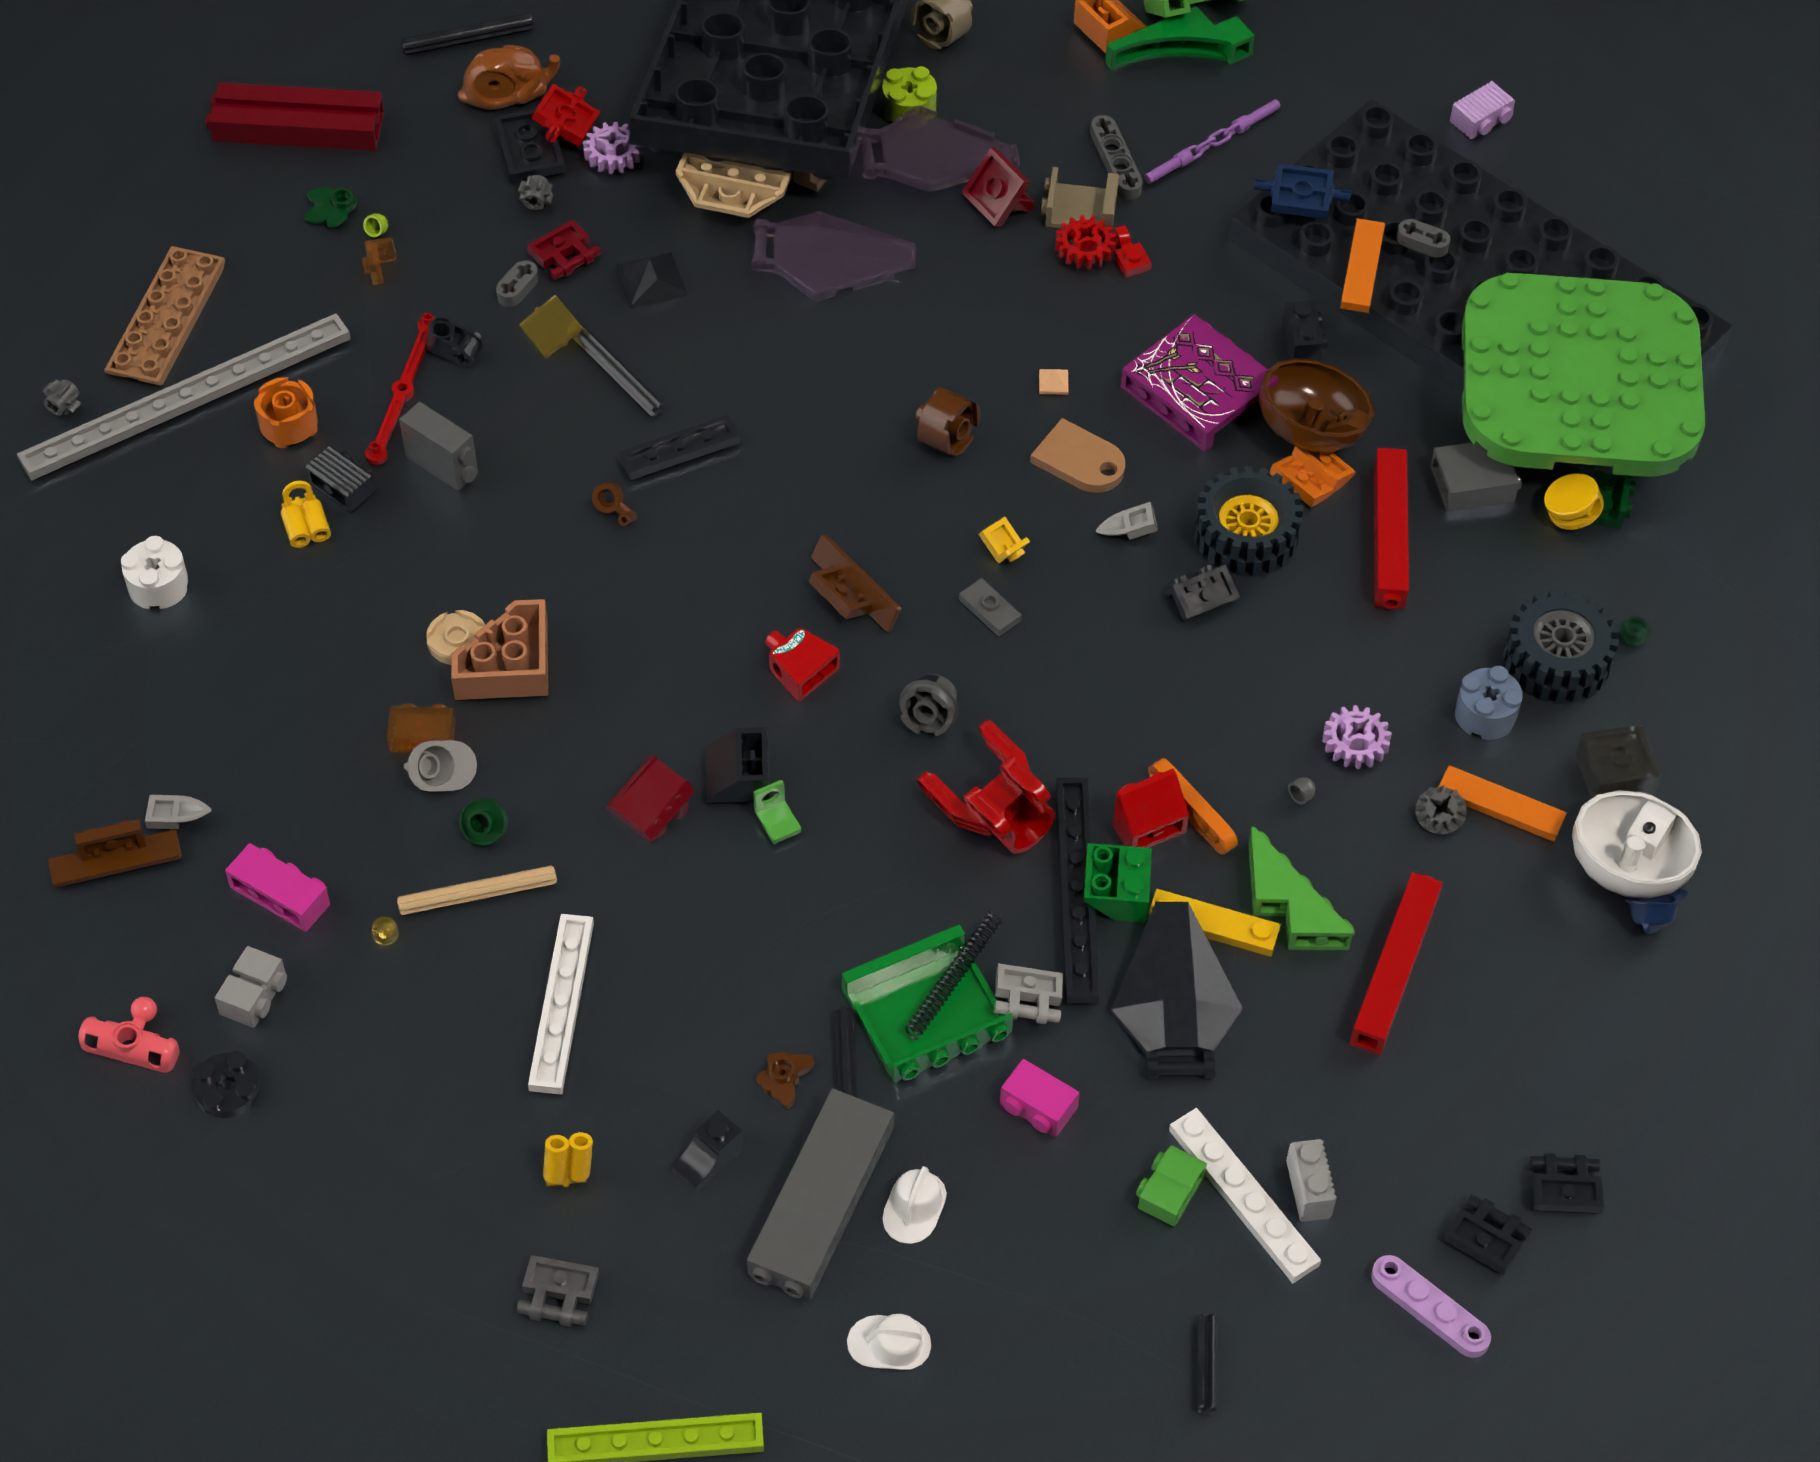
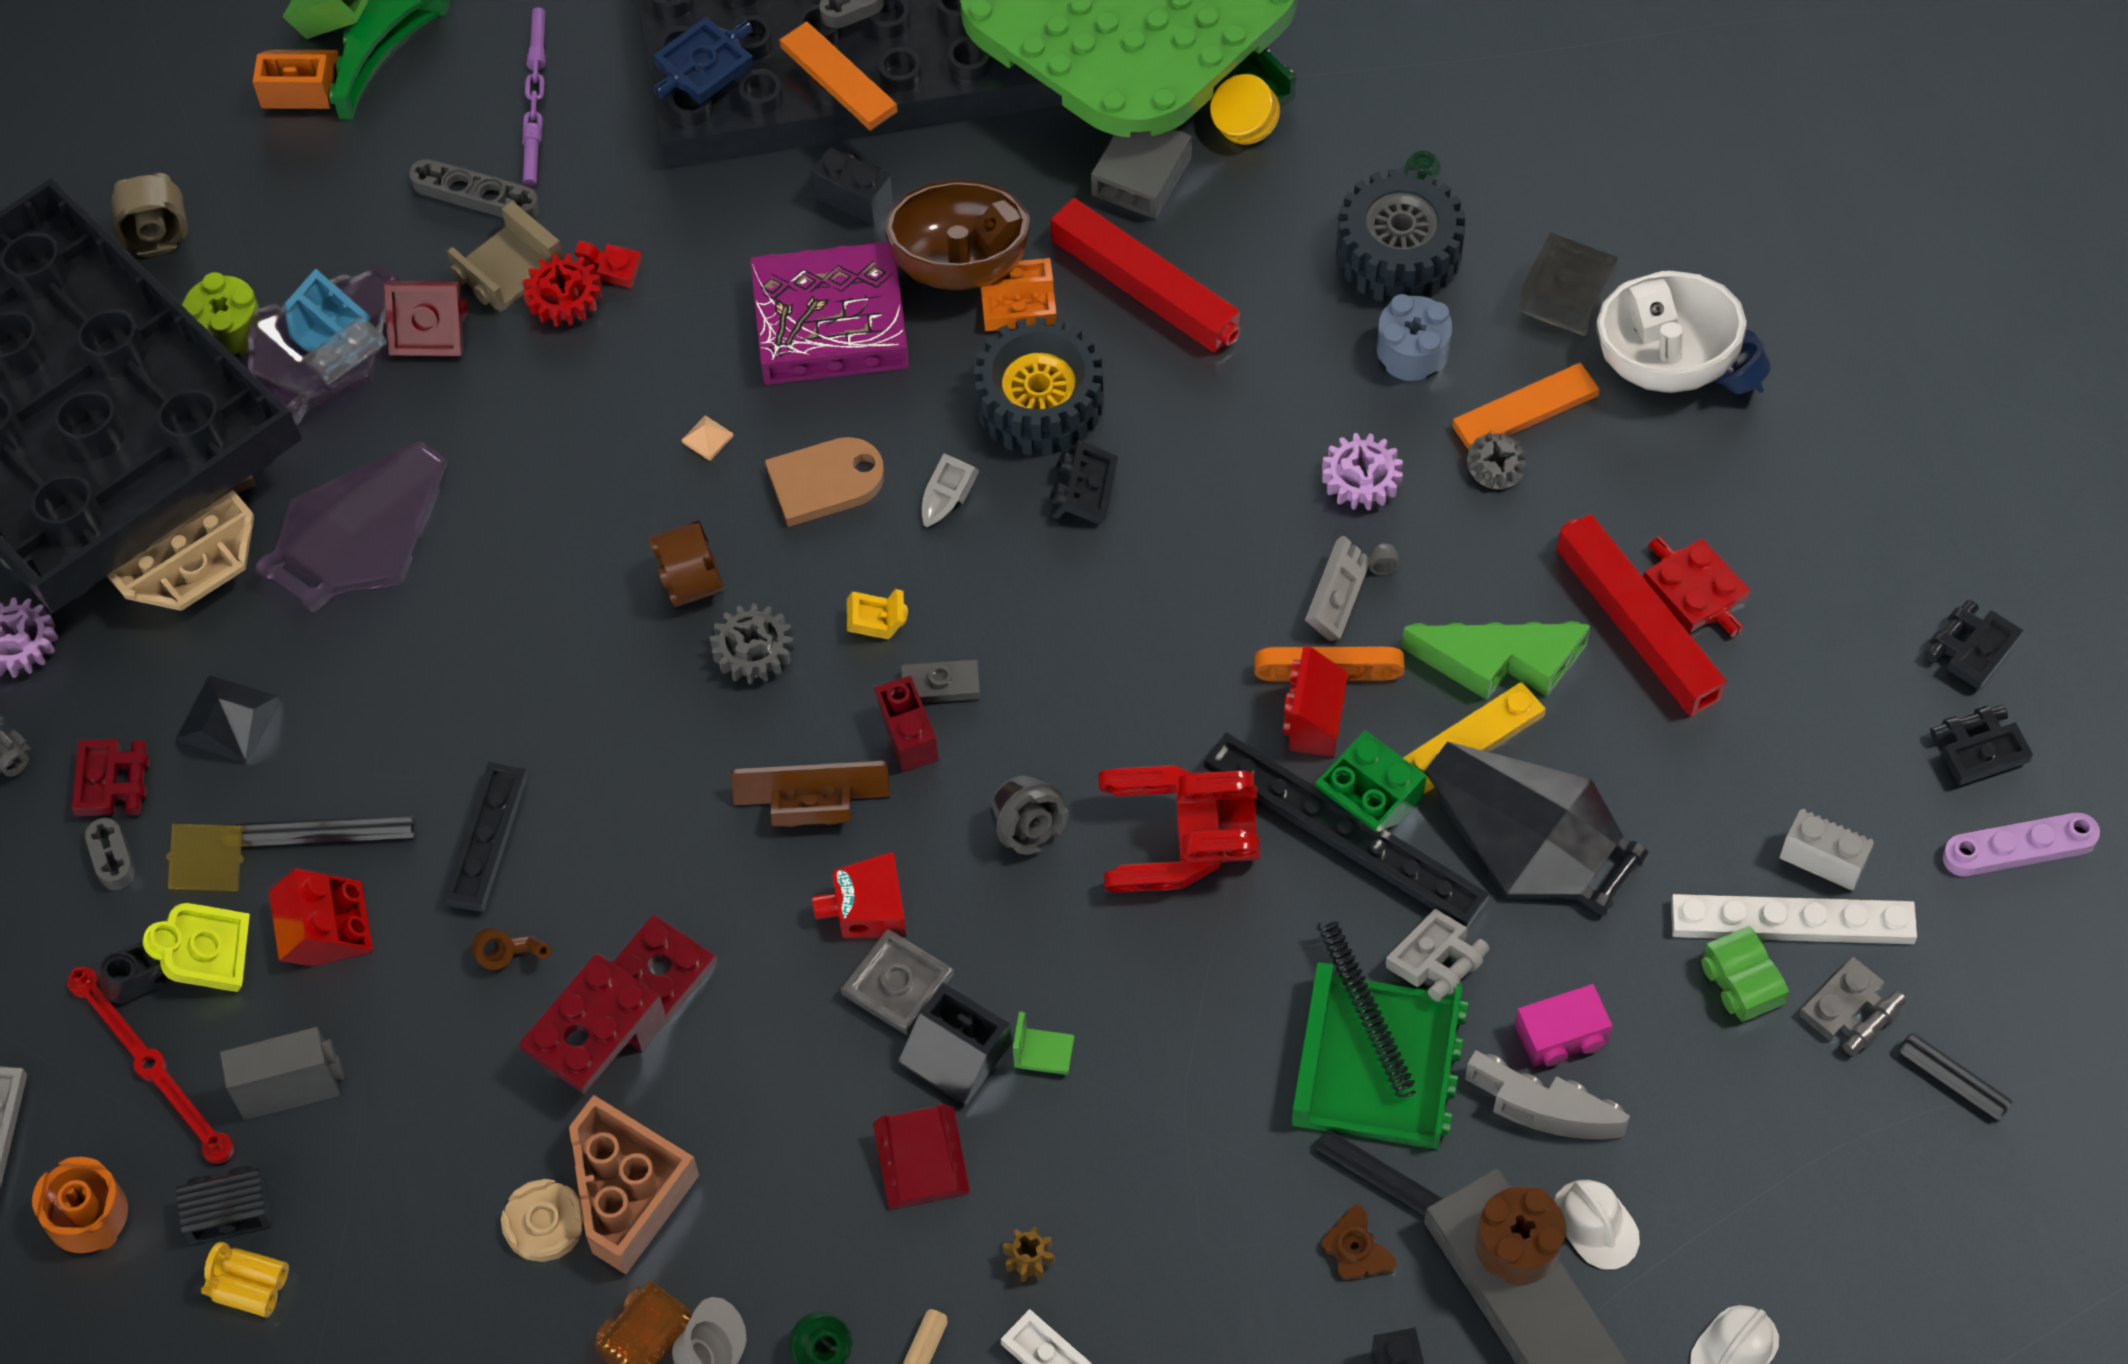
camera: 50 degrees left, 5 degrees up
(491, 359) = (200, 946): none -> neon yellow plate
(557, 404) = (319, 918): none -> red slope
(615, 572) = (617, 1003): none -> dark red bracket
(630, 895) = (1034, 1245): none -> pearl gold gear
(761, 707) = (896, 981): none -> flat silver plate
(848, 1146) = (1531, 1214): none -> reddish brown brick
(926, 492) = (751, 642): none -> dark grey gear
(936, 164) = (344, 350): none -> clear plate
(938, 604) = (907, 724): none -> dark red slope
(951, 140) = (319, 312): none -> dark azure slope
(974, 1125) = (1560, 1110): none -> light grey slope
(1207, 1260) = (1843, 998): none -> flat silver plate
(1252, 777) = (1337, 589): none -> light grey hinge
(1454, 985) = (1696, 585): none -> red plate

